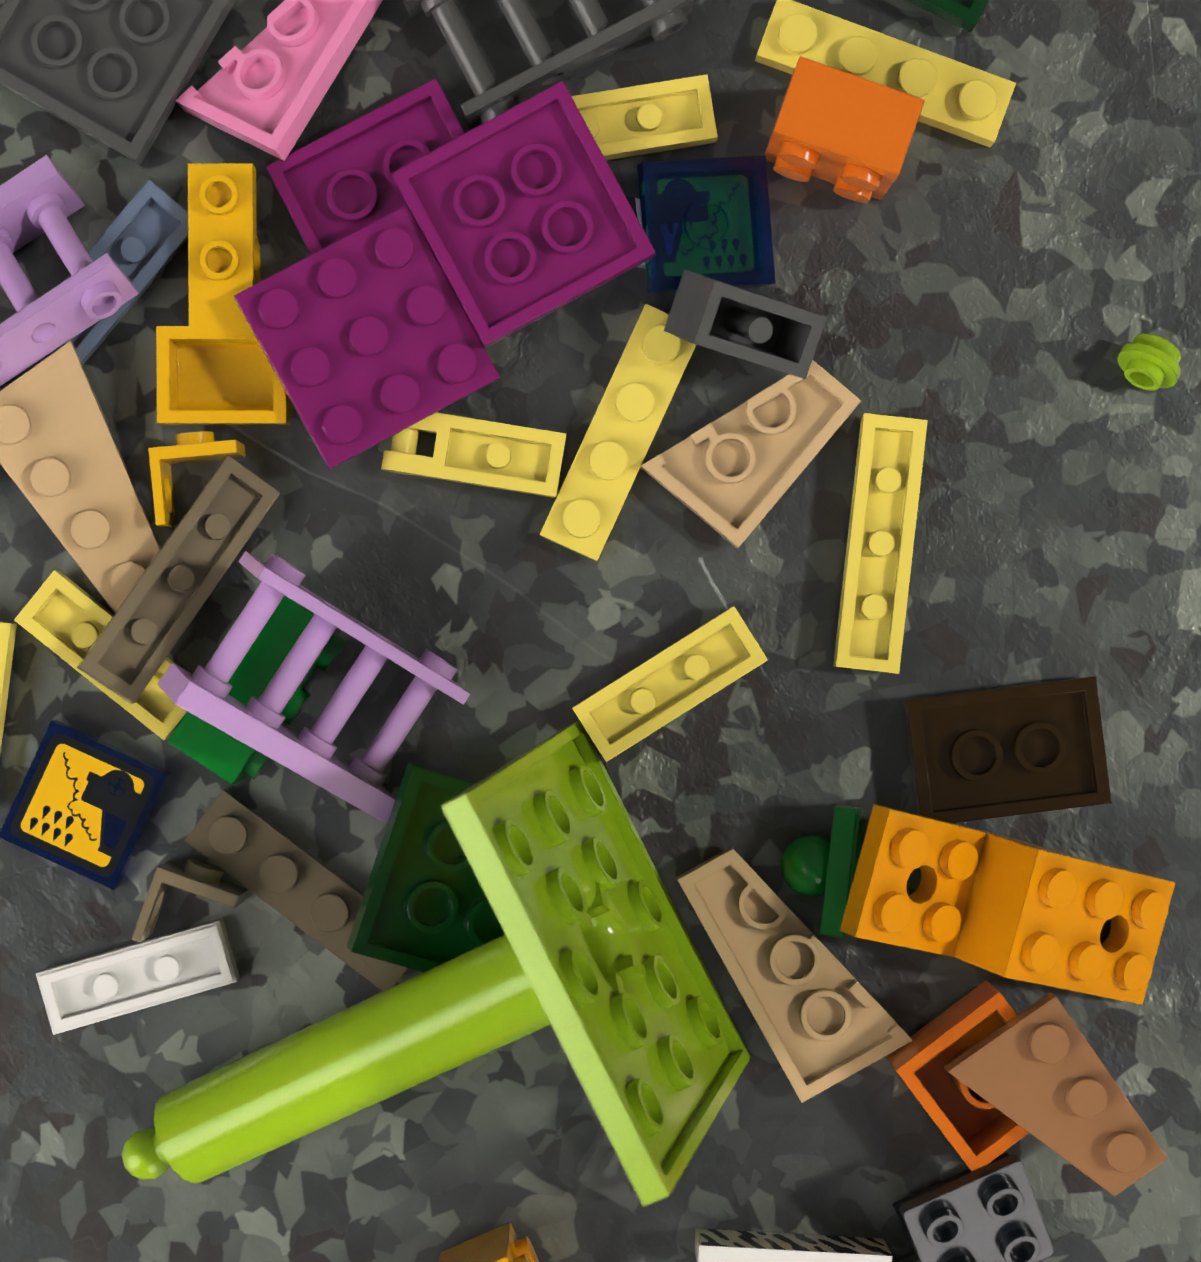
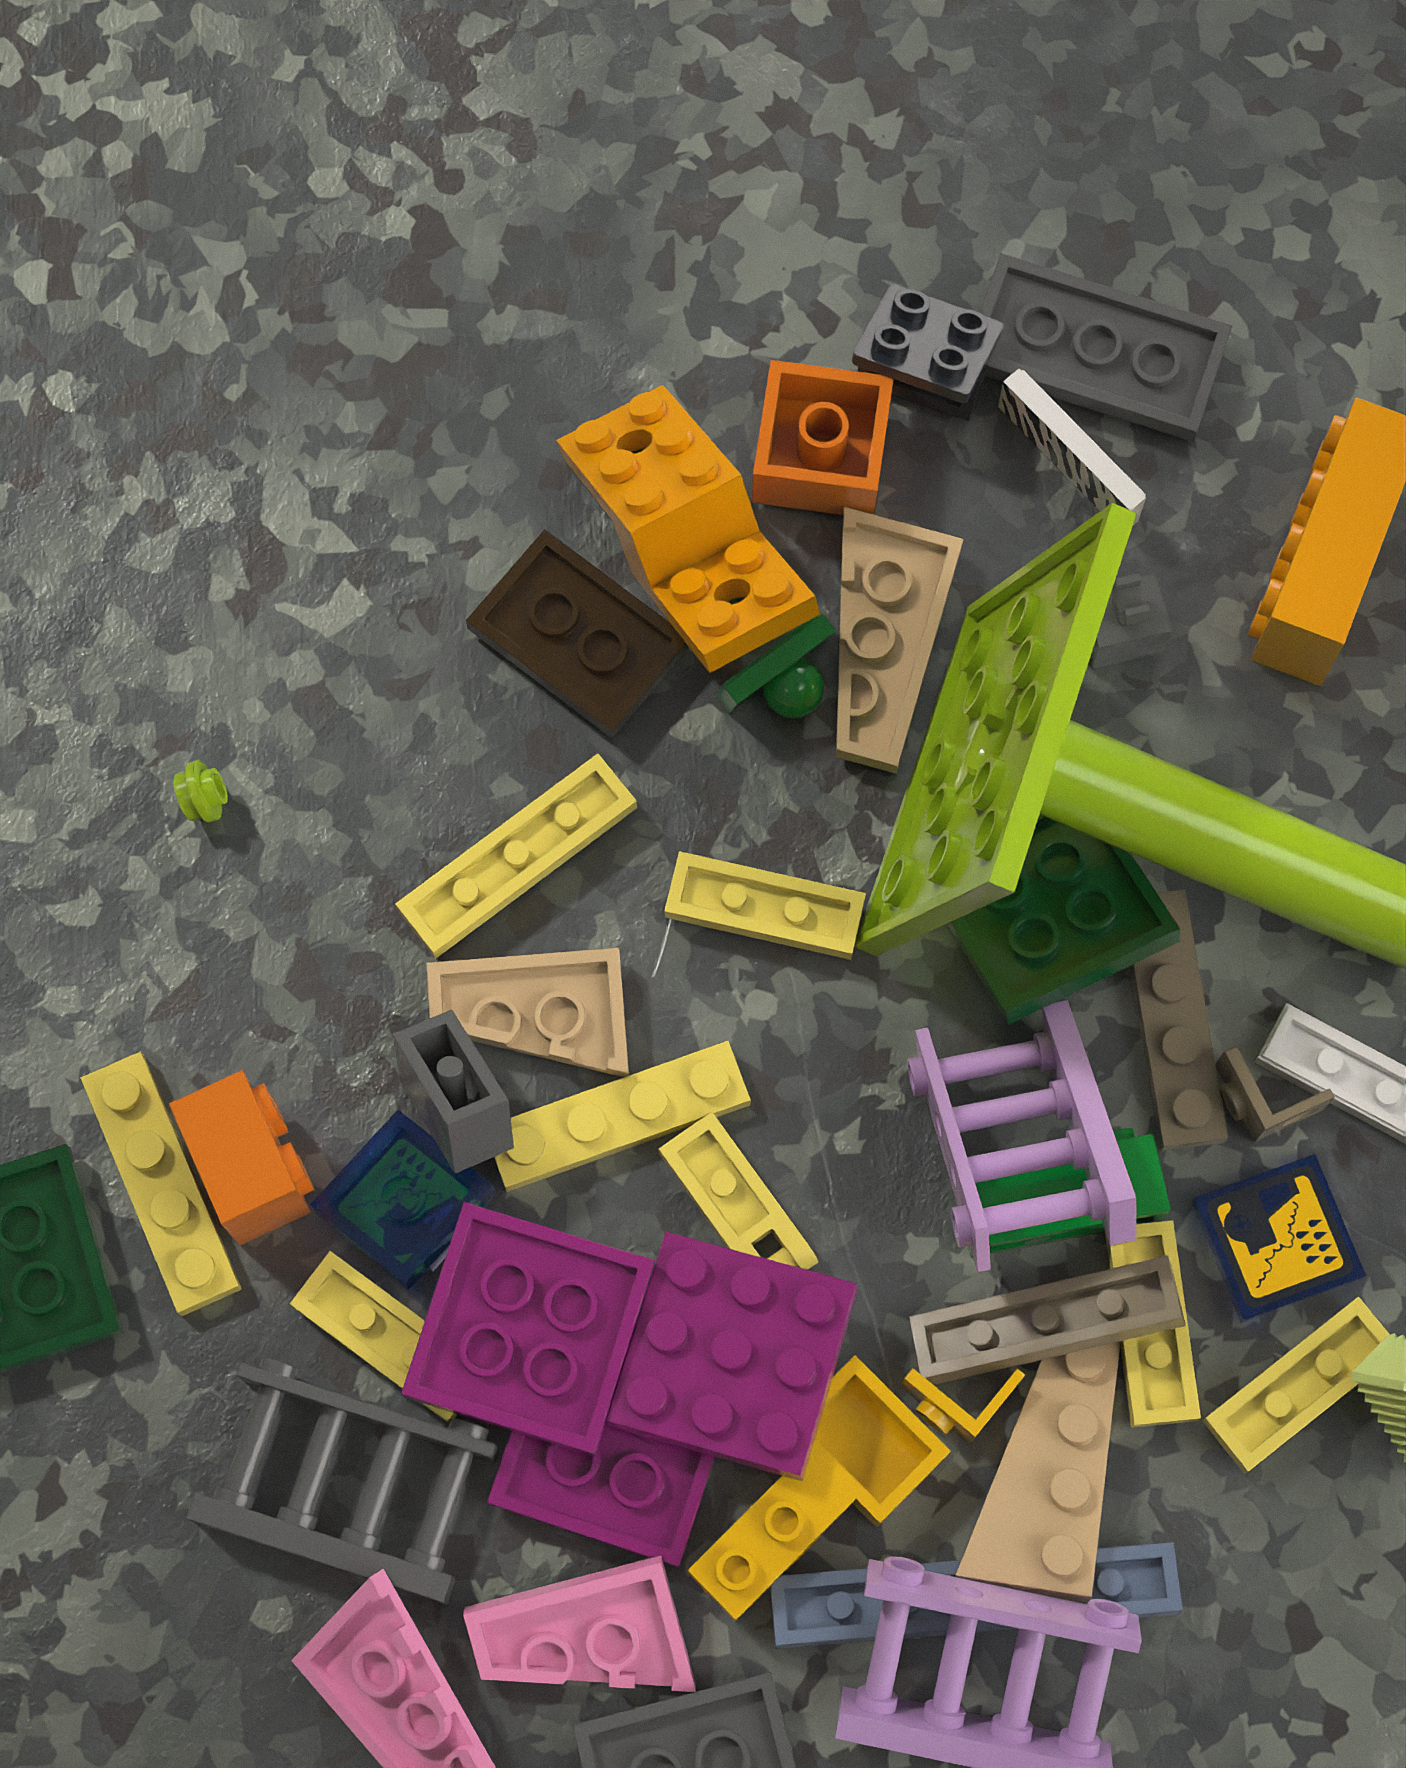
camera: 135 degrees left, 15 degrees down
(1062, 1094) = (781, 370): medium nougat wing -> none

